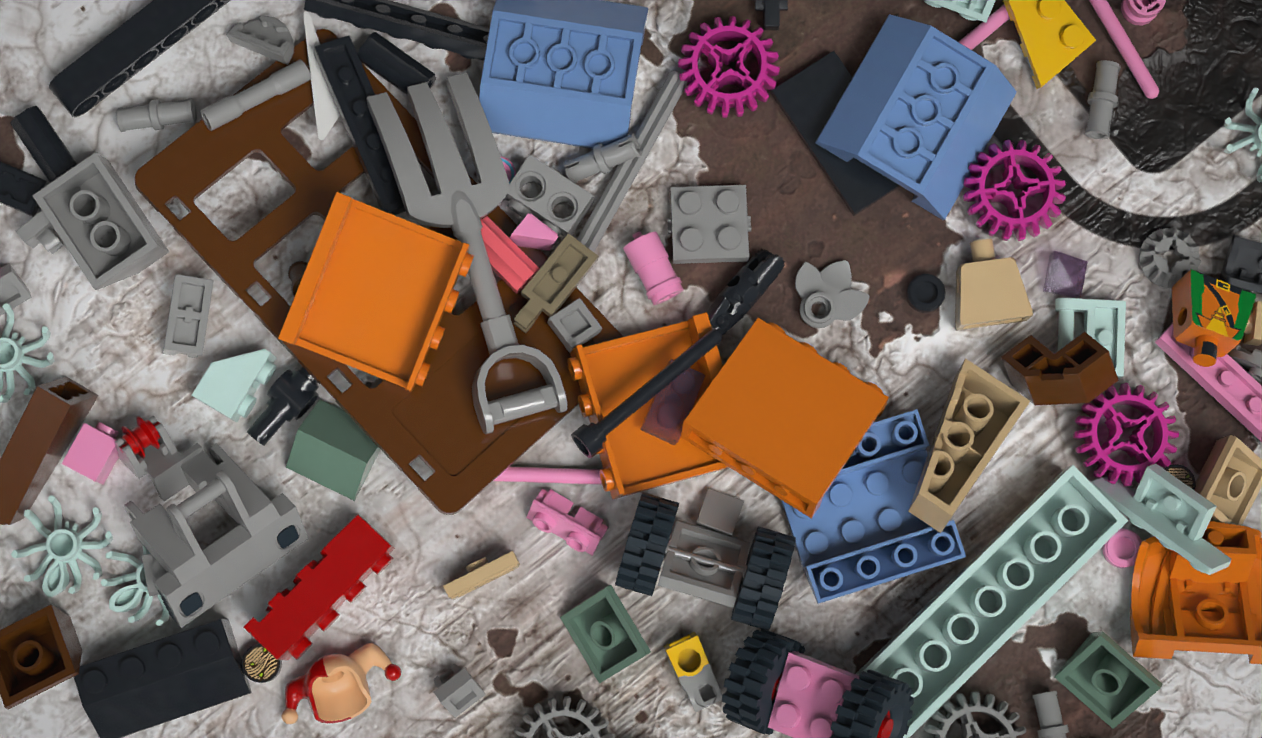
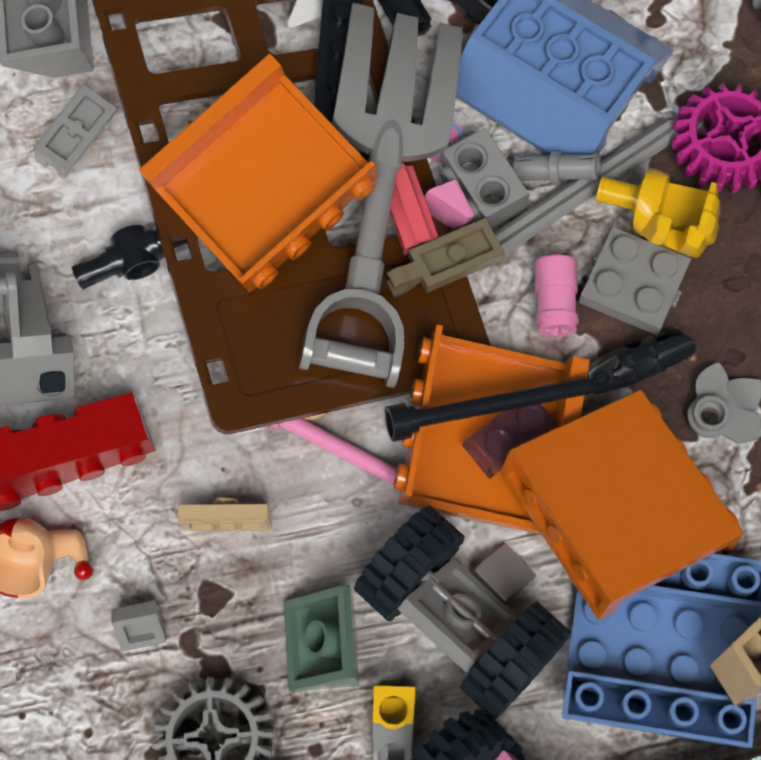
camera: 35 degrees right, 10 degrees down
(232, 382) = (86, 213): light aqua slope -> none
(333, 450) = (143, 324): sand green slope -> none
(550, 515) = (327, 490): bright pink hinge -> none
(574, 325) = (447, 308): light grey plate -> none
(709, 156) = (667, 212): none -> yellow piece

